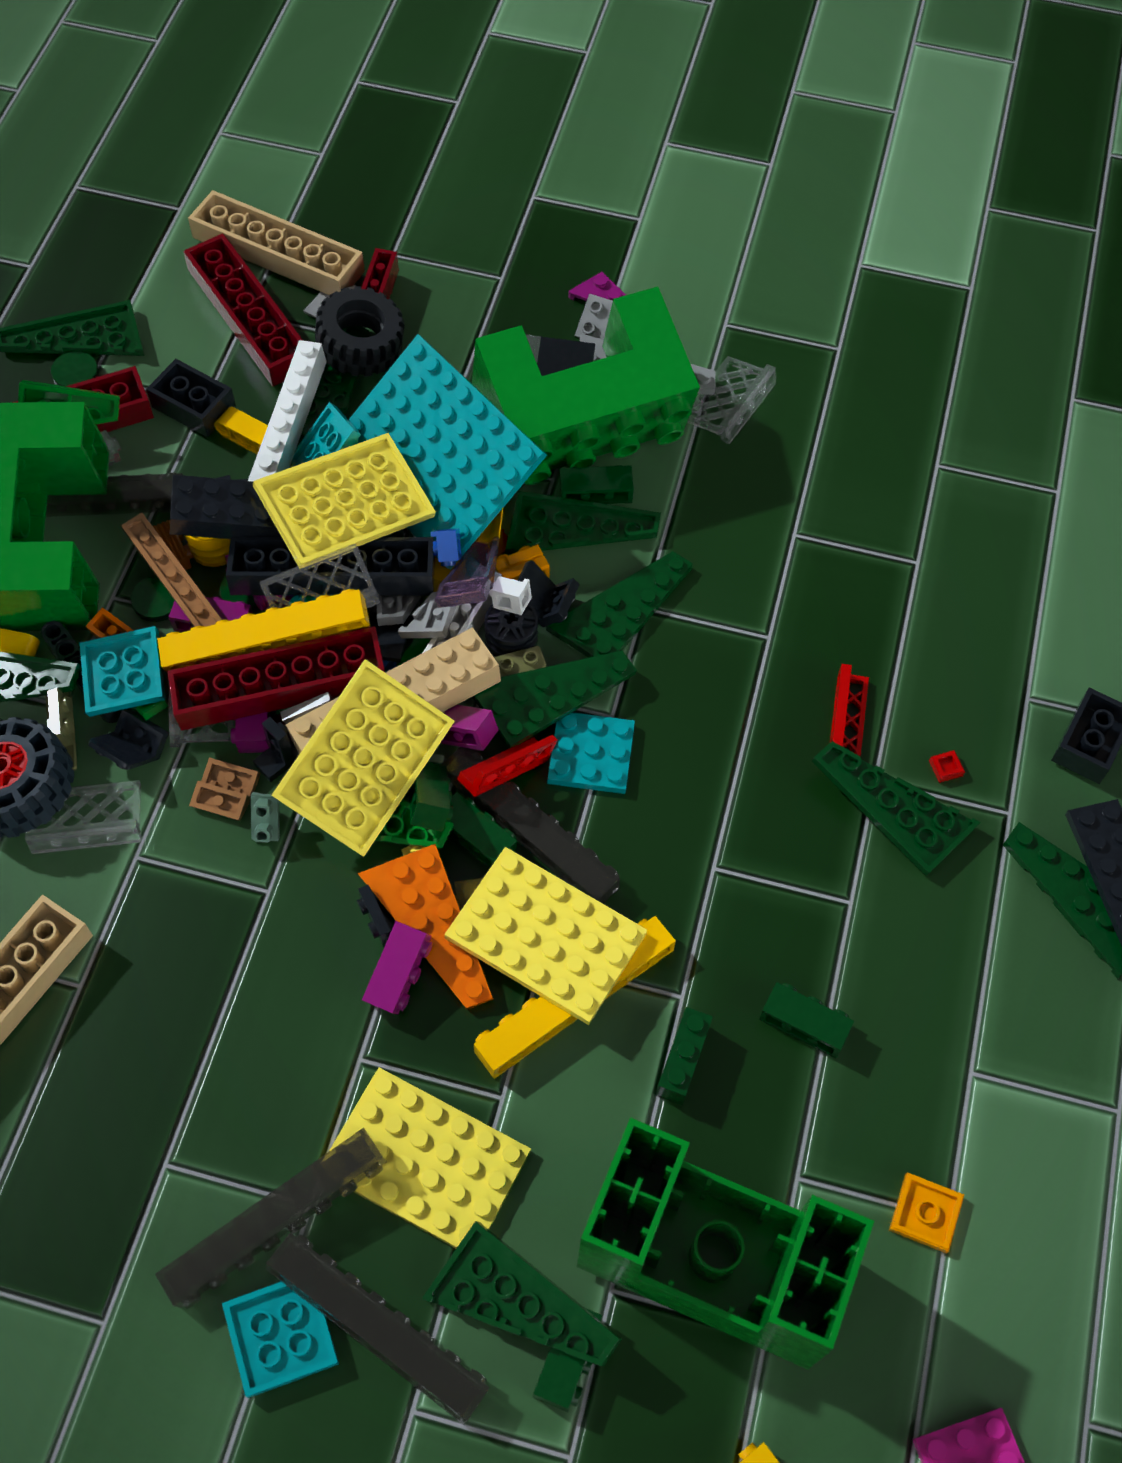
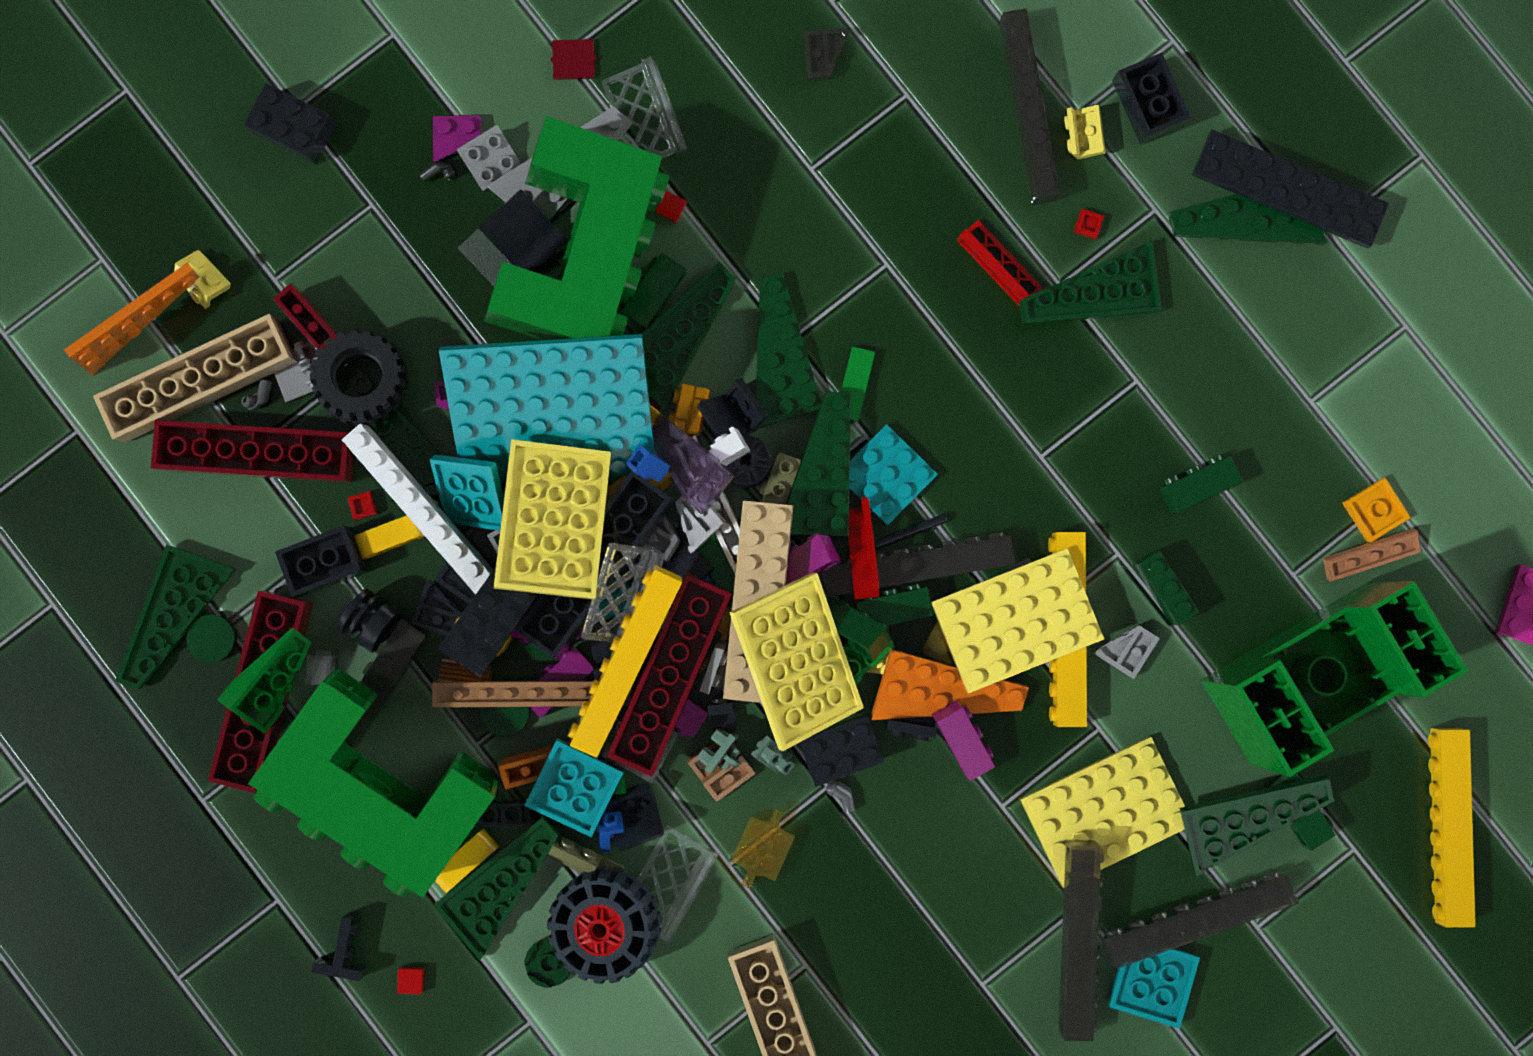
camera: 50 degrees left, 25 degrees up
(101, 725) = (608, 826): none -> blue bracket
(165, 449) = (365, 618): none -> black wheel
(171, 870) = (762, 848): none -> clear yellow plate
(237, 775) = (713, 759): none -> sand green hips
(259, 404) = (362, 505): none -> red tile
(272, 176) = (110, 336): none -> orange wing
(272, 904) = (842, 792): none -> dark grey arm
(294, 294) = (259, 398): none -> dark grey arm
(311, 872) = (841, 750): none -> black brick
(356, 209) = (210, 280): none -> light yellow bracket
(517, 194) = (290, 123): none -> black brick
(554, 802) = (910, 531): none -> black bar
(566, 296) = (435, 168): none -> pearl dark grey arm
(598, 1067) = (1128, 650): none -> light grey wing
(652, 676) = (857, 378): none -> green tile
(674, 458) = (671, 207): none -> red tile
(727, 331) = (573, 59): none -> dark red piece
(892, 480) = (823, 51): none -> clear smoke wing
(894, 1247) = (1372, 555): none -> nougat tile
(993, 651) = (1029, 107): none -> clear smoke brick
(1017, 706) = (1085, 132): none -> light yellow bracket

